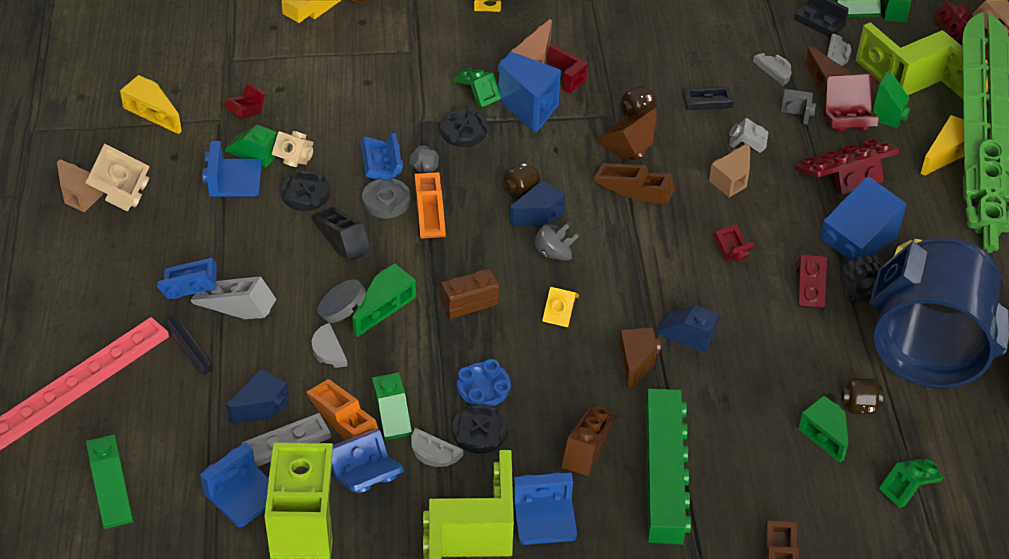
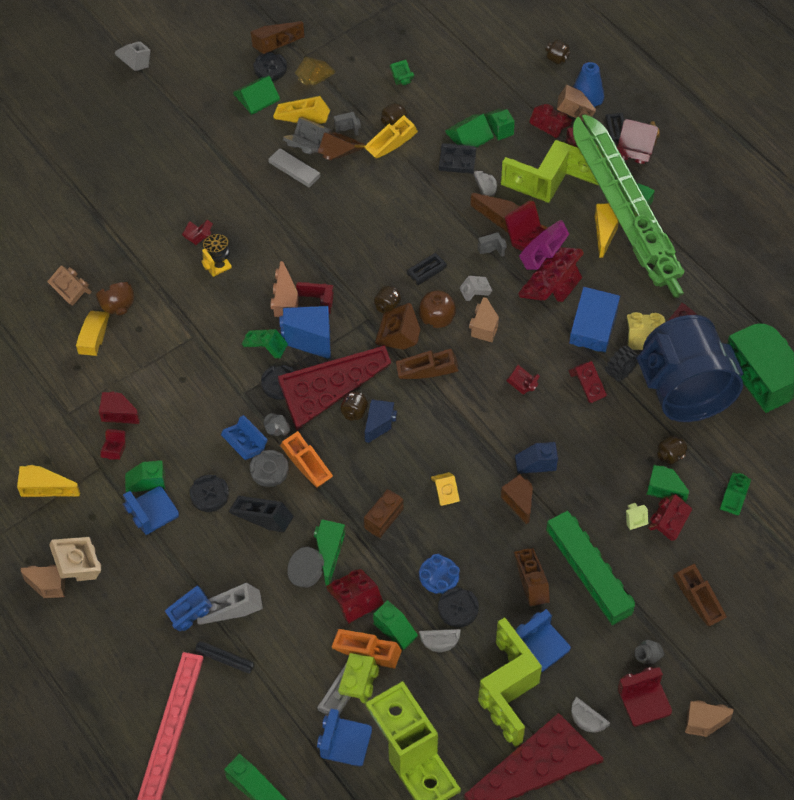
camera: 30 degrees left, 10 degrees up
(258, 399) = (306, 669): dark blue slope -> none
(276, 74) = (117, 409): none -> dark red slope
(293, 148) = (176, 471): tan brick -> none
(312, 427) = (359, 677): none -> lime bracket
(327, 348) = (318, 606): light grey tile -> none
(363, 462) = (416, 675): blue bracket -> none
(372, 355) = (355, 594): none -> dark red bracket
(495, 146) = (322, 385): none -> dark red wing
(553, 243) = (410, 443): dark grey piece -> none
(689, 136) = (437, 309): none -> reddish brown cylinder
(764, 441) = (636, 516): none -> yellowish green tile
(775, 66) = (453, 218): light grey tile -> none
(808, 465) = (670, 516): none -> dark red bracket
(859, 129) = (544, 246): none -> magenta slope
(891, 102) = (551, 211): green slope -> none

